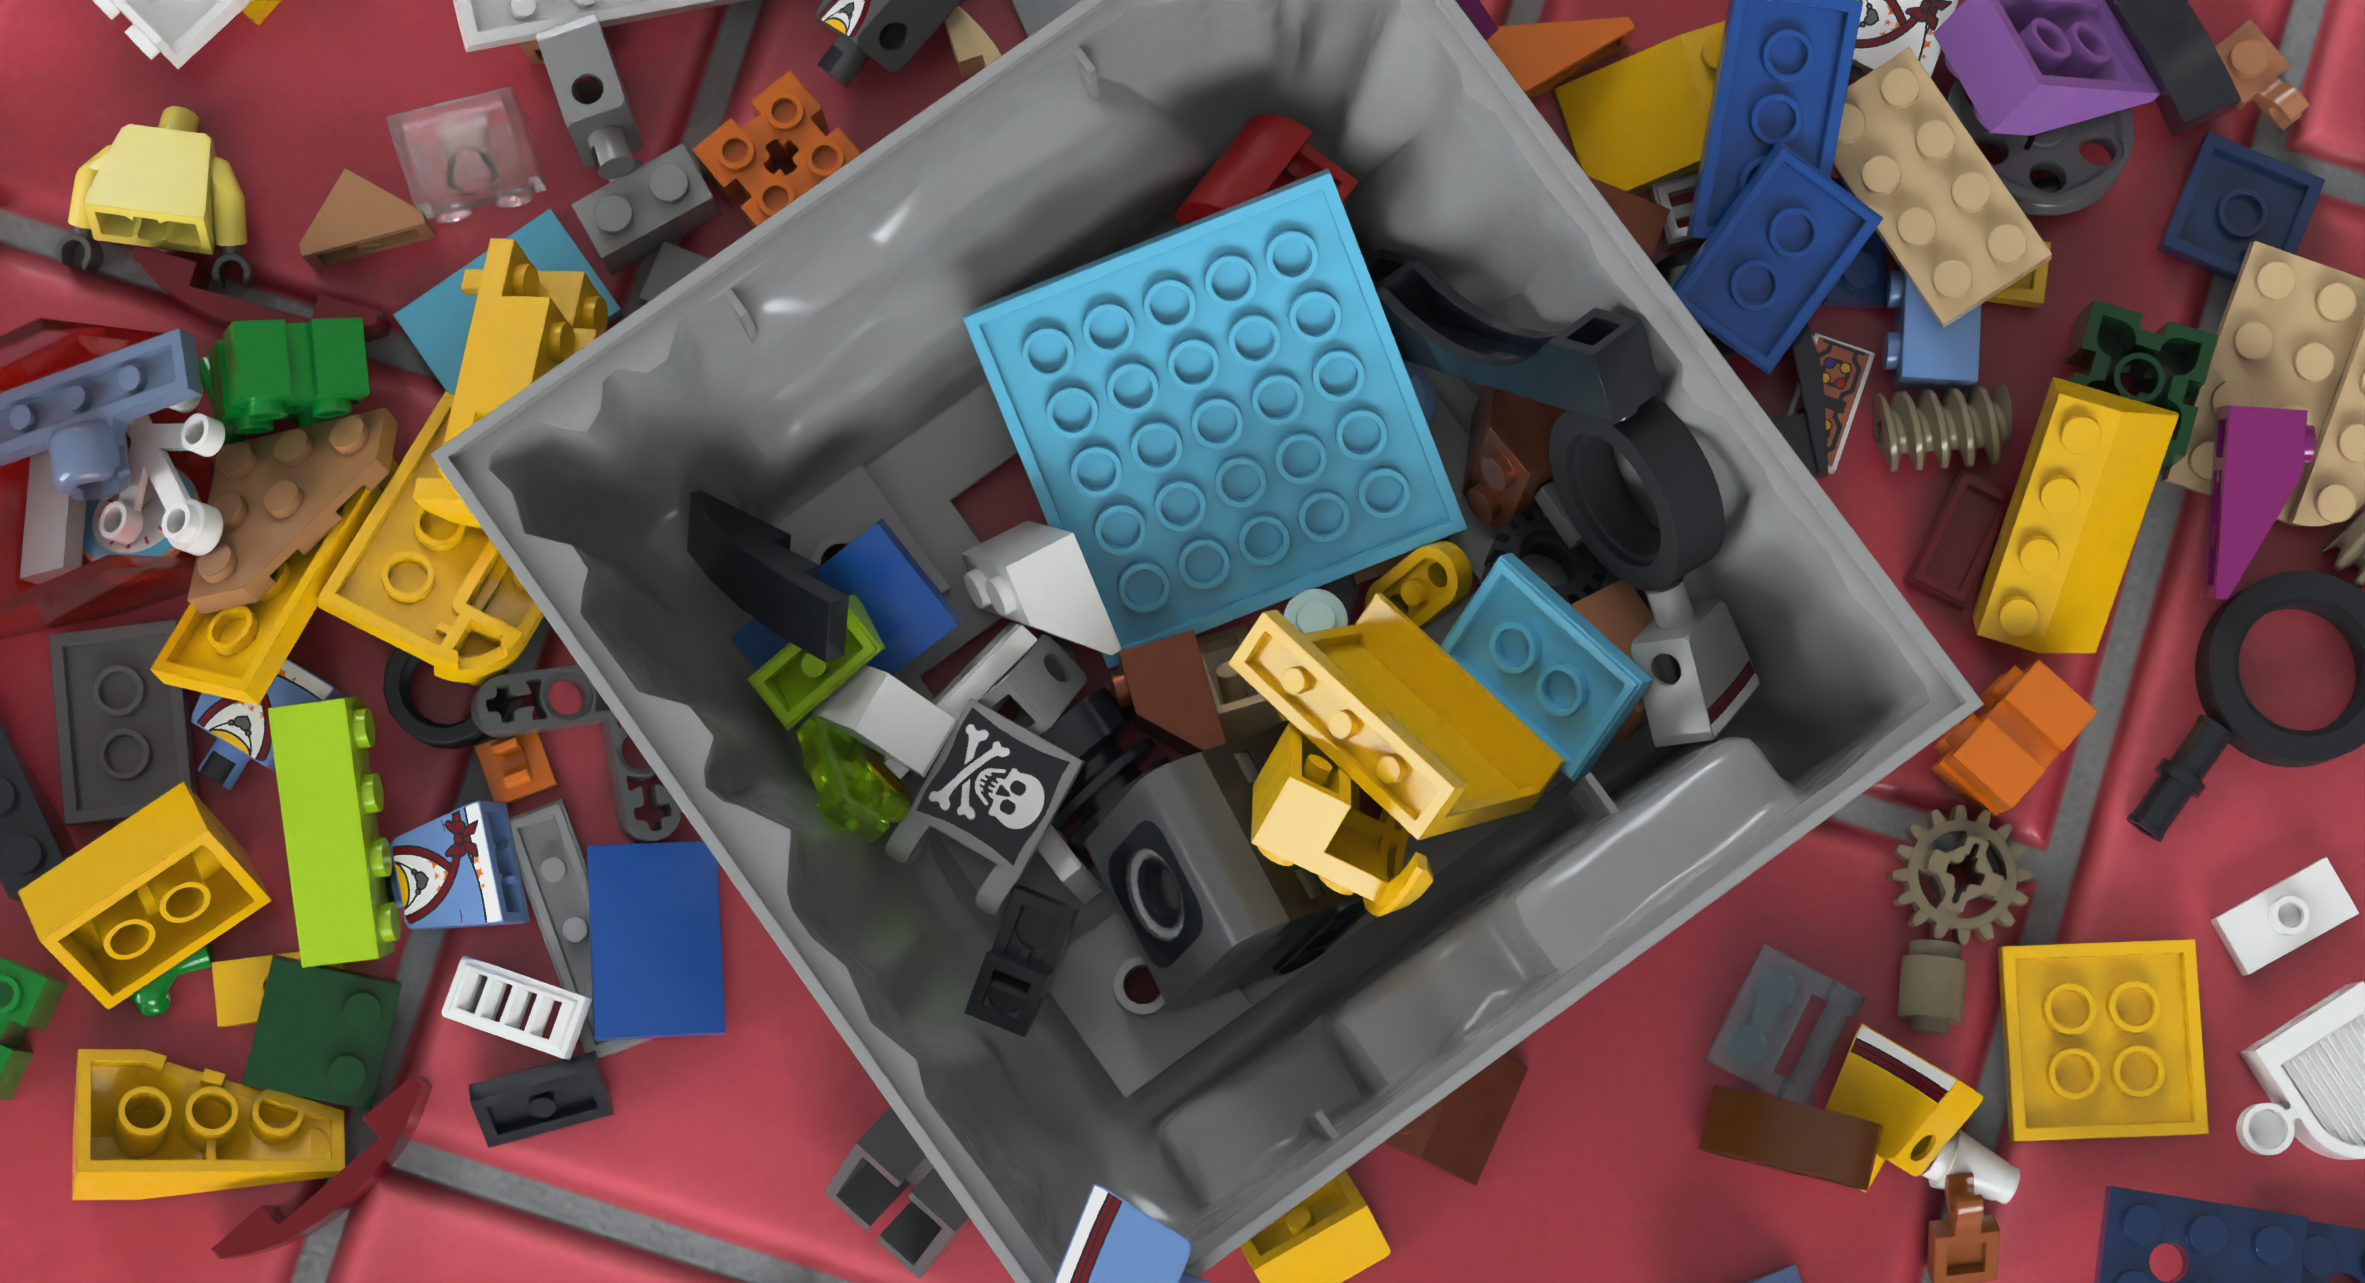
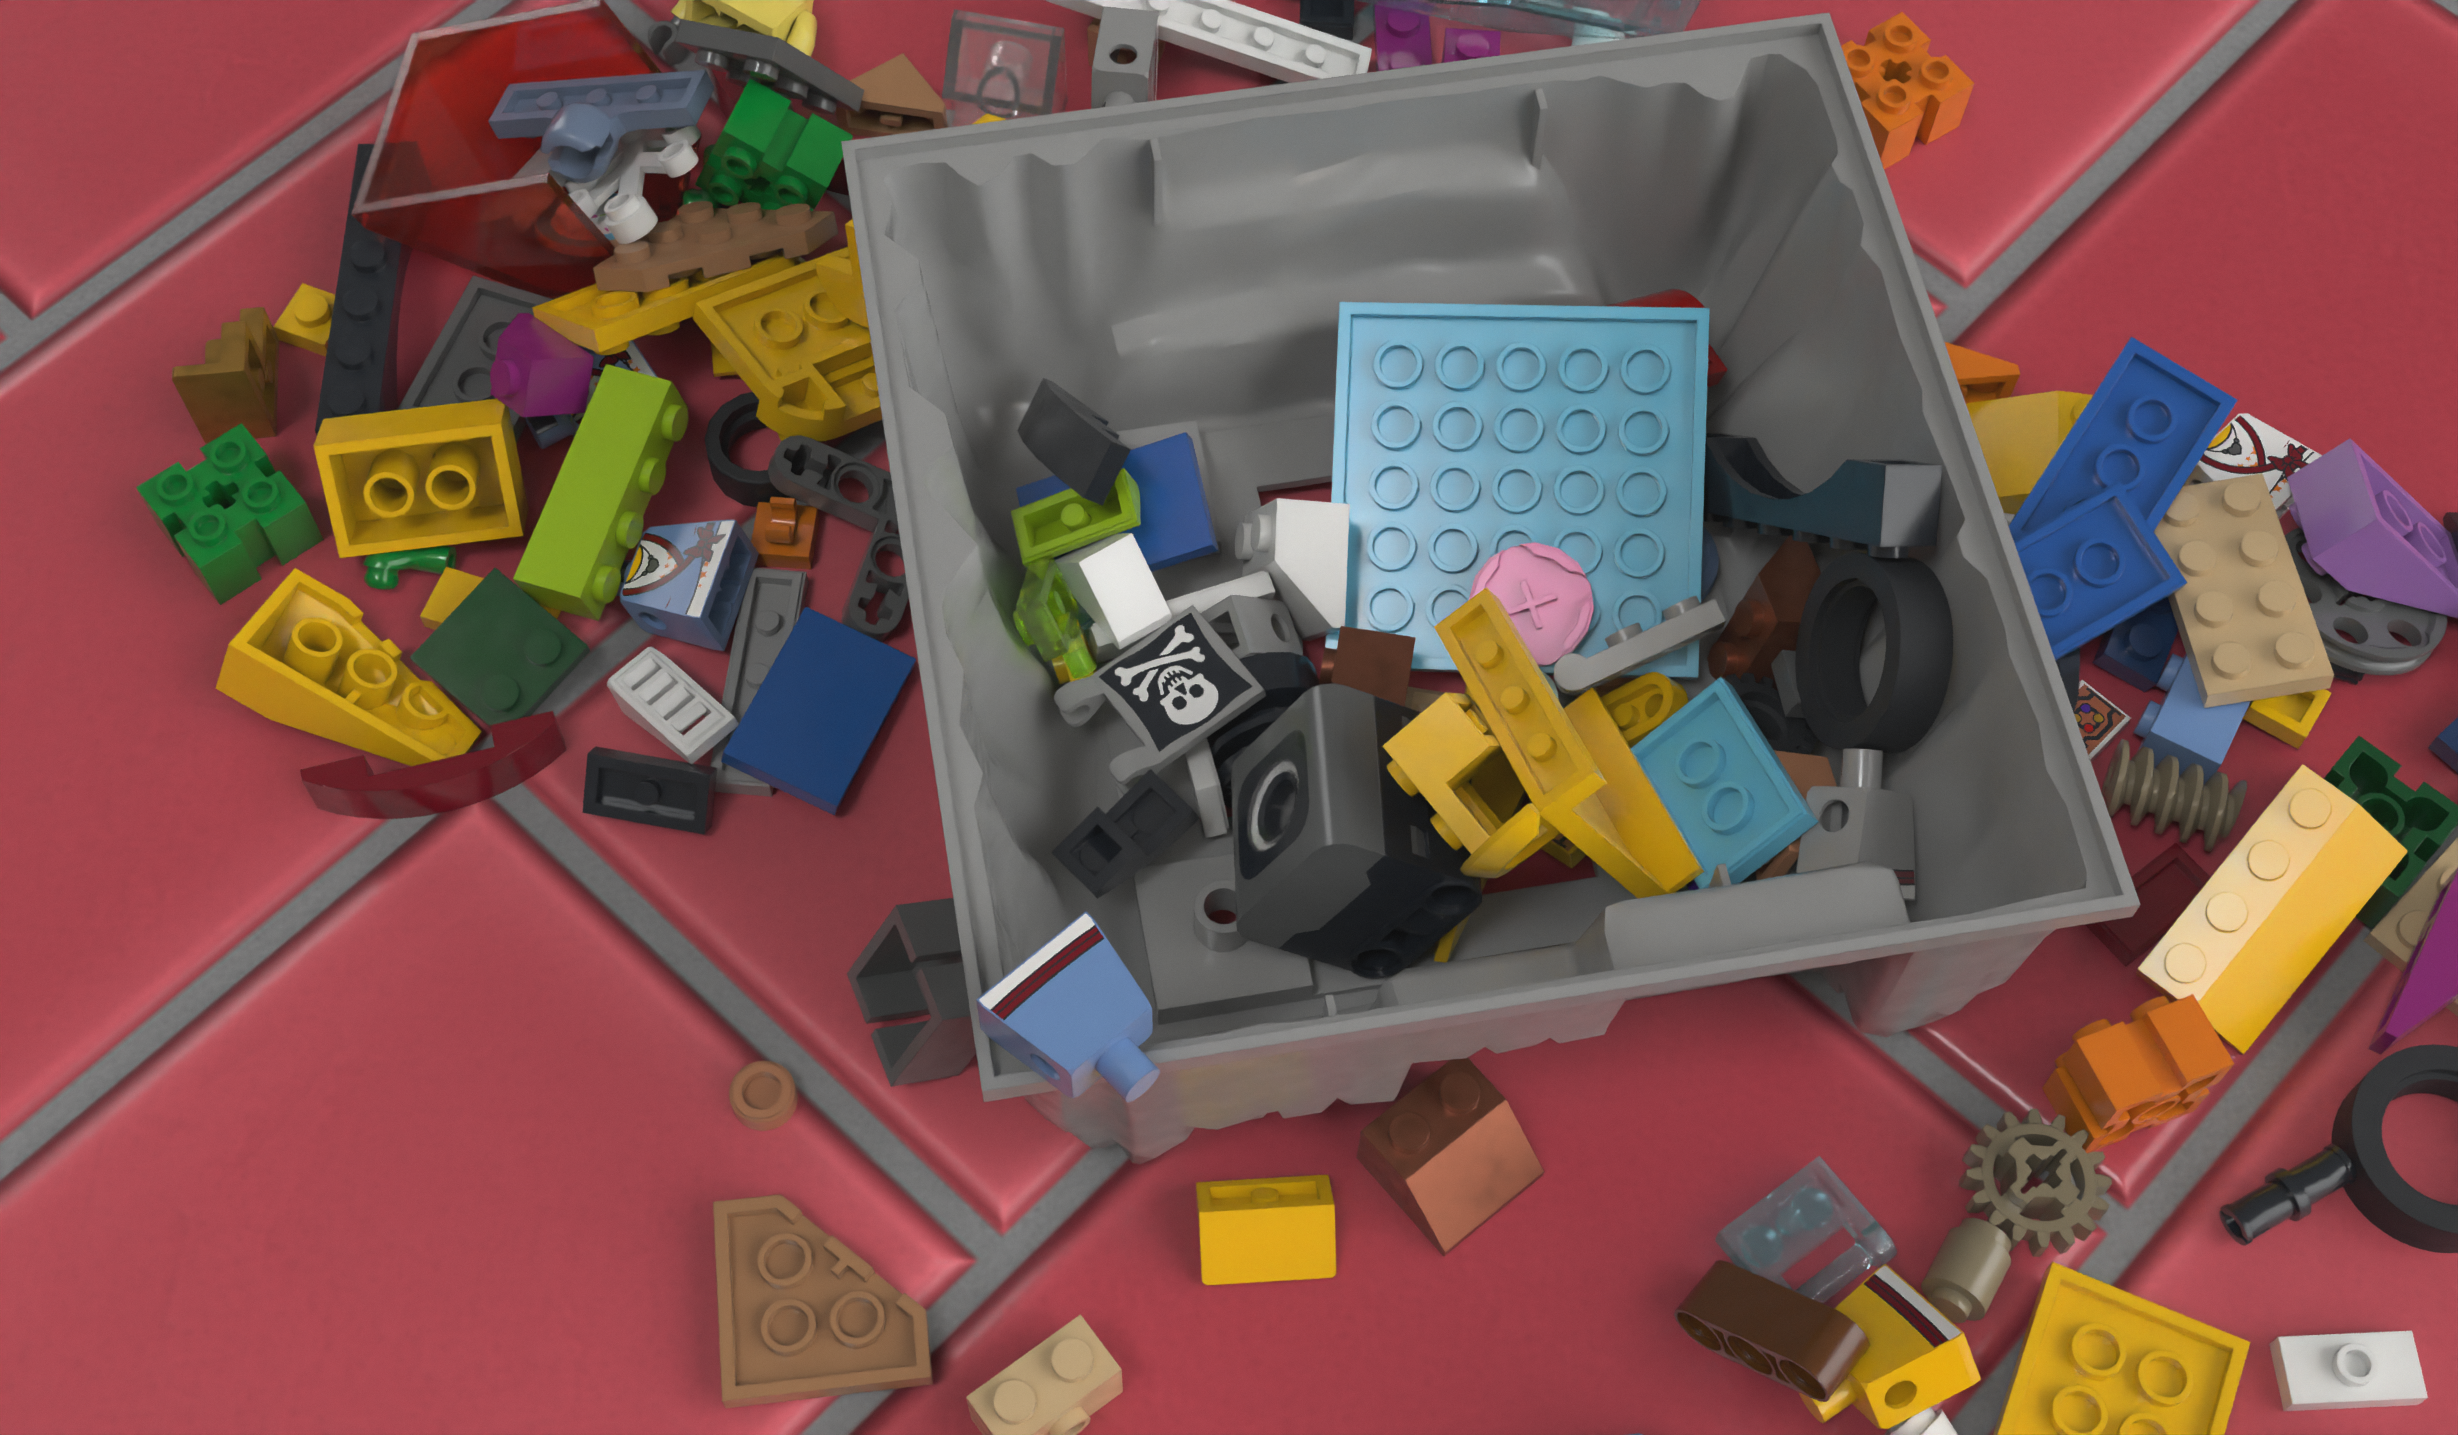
camera: 25 degrees right, 20 degrees down
(200, 738) = (539, 370): none -> magenta slope
(237, 286) = (770, 64): none -> dark grey plate
(1282, 533) = (1543, 597): none -> bright pink tile
(1403, 538) = (1633, 648): none -> light grey plate

